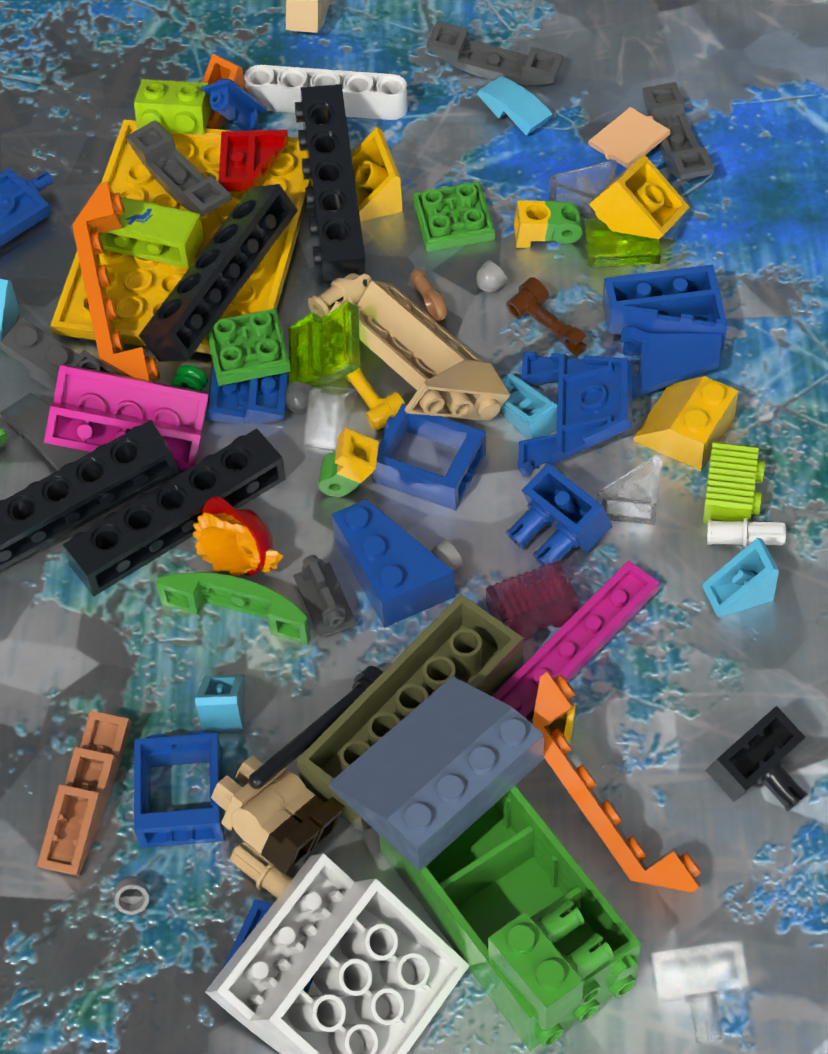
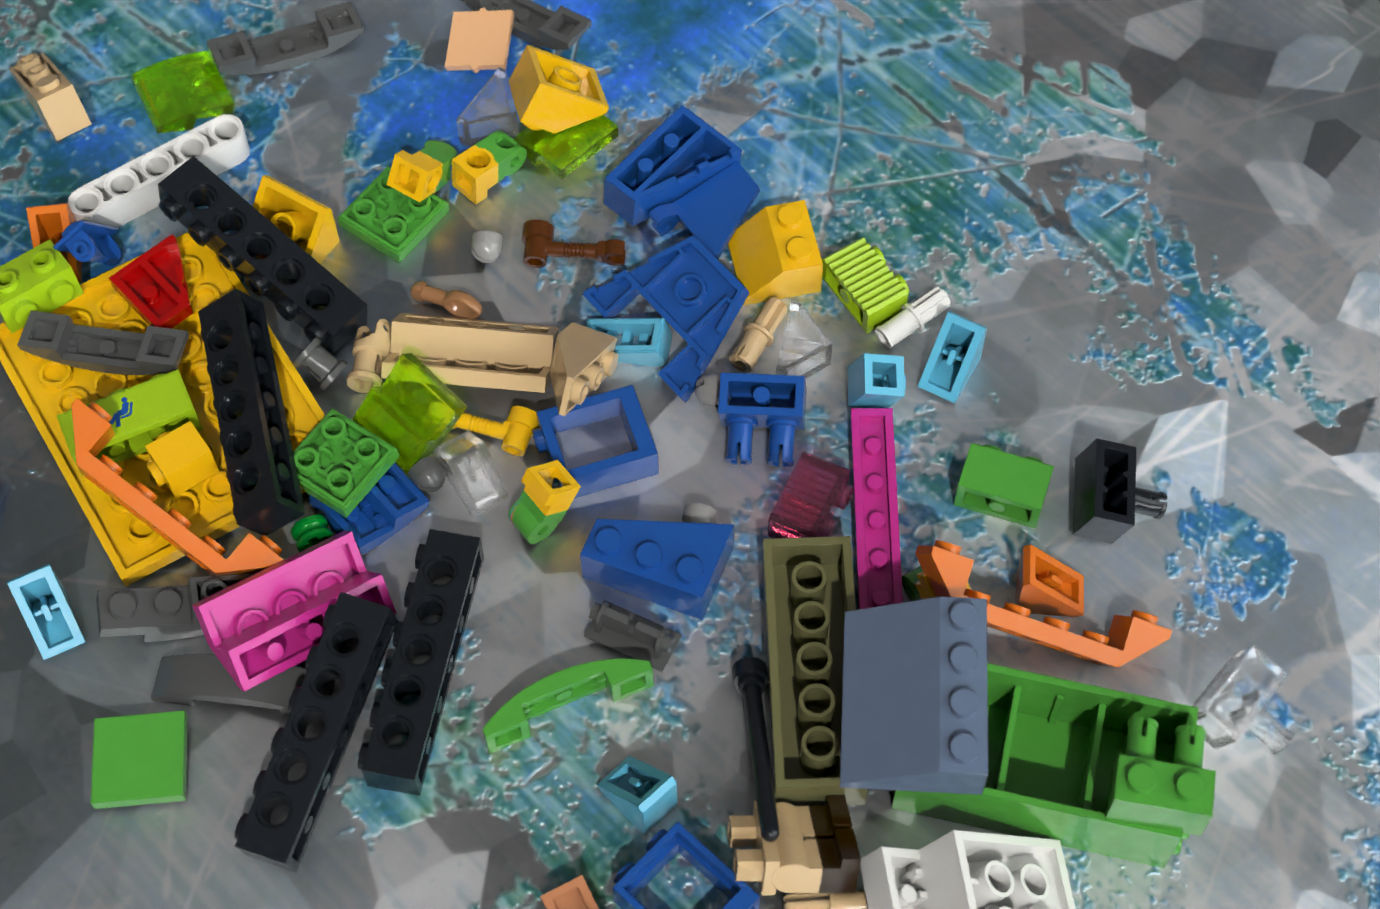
camera: 45 degrees left, 5 degrees up
(150, 273) = (180, 459): none -> yellow brick
(234, 540) = (508, 643): light orange hair -> none
(301, 277) = (320, 363): none -> dark grey bush
(394, 47) = (182, 91): none -> clear neon green slope
(492, 196) = (423, 171): none -> yellow leg
(519, 104) = (338, 71): medium azure slope -> none
(615, 465) = (758, 335): none -> tan axle
(644, 787) = (1048, 585): none -> orange slope
(664, 554) = (876, 381): none -> medium azure brick
(687, 695) = (1003, 485): none -> bright green brick

